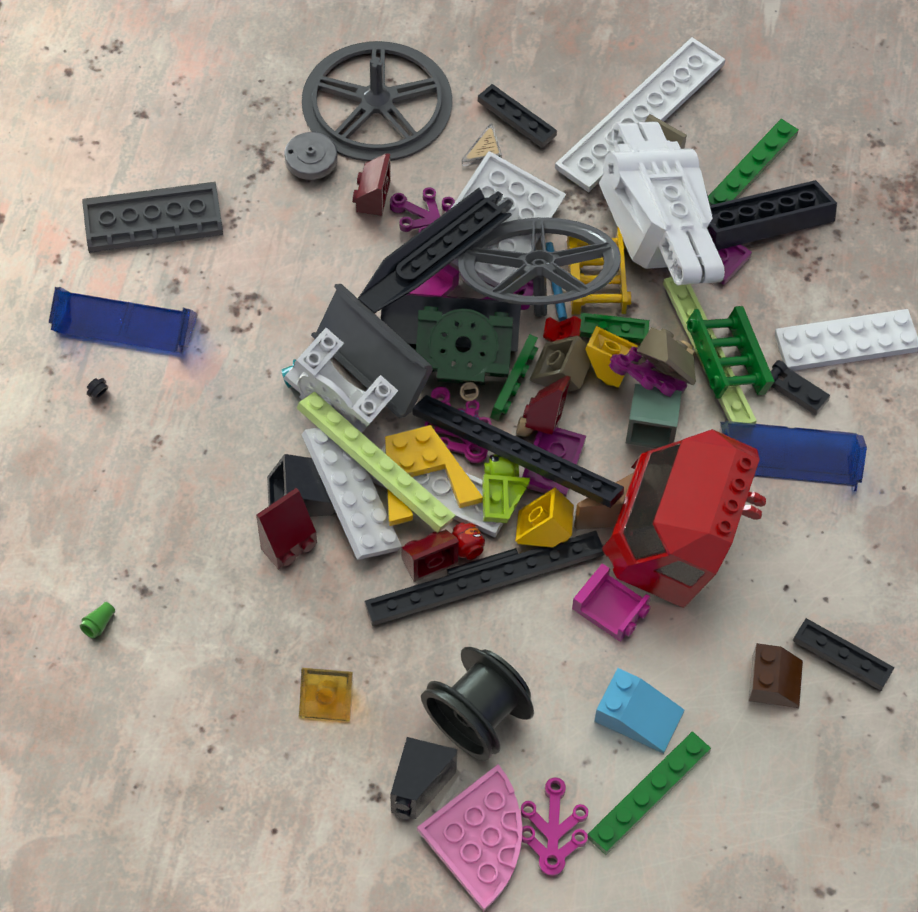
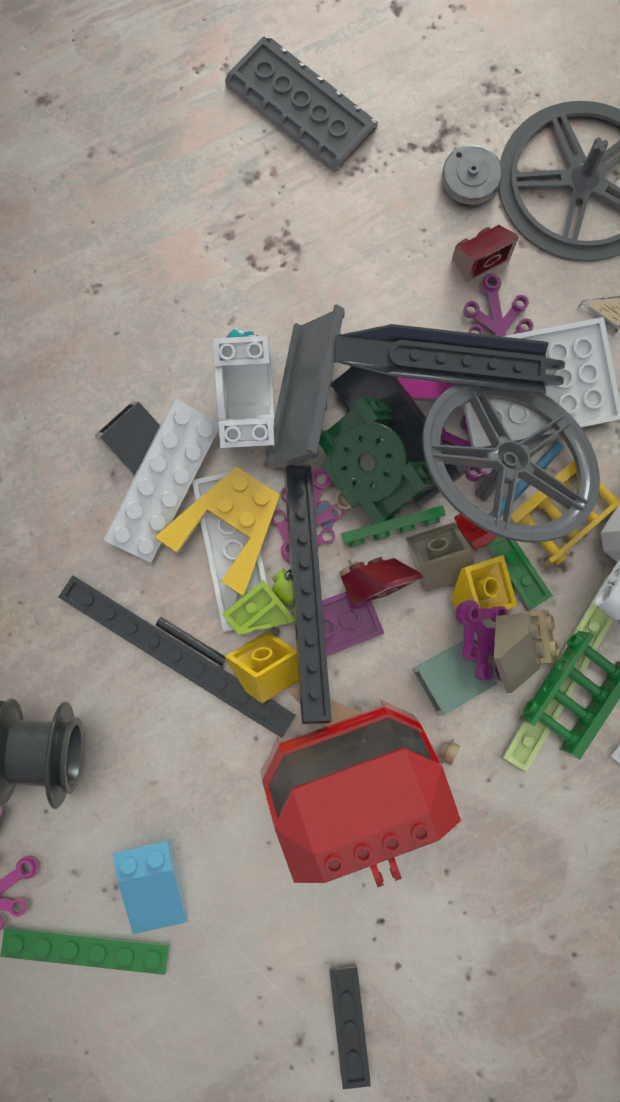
camera: 55 degrees right, 20 degrees up
(97, 388) = (99, 201): black plate -> none
(121, 321) = (178, 164): clear blue piece -> none
(286, 529) = (76, 461): dark red slope -> none
(376, 462) = (197, 480): yellowish green plate -> none
(430, 554) = (157, 592): dark red slope -> none
(470, 540) = (196, 613): red head -> none
(610, 604) = (236, 784): dark pink panel -> none
(775, 676) = (277, 982): reddish brown slope -> none
(798, 388) = (597, 781): black plate -> none
(803, 452) = (522, 829): clear blue piece -> none

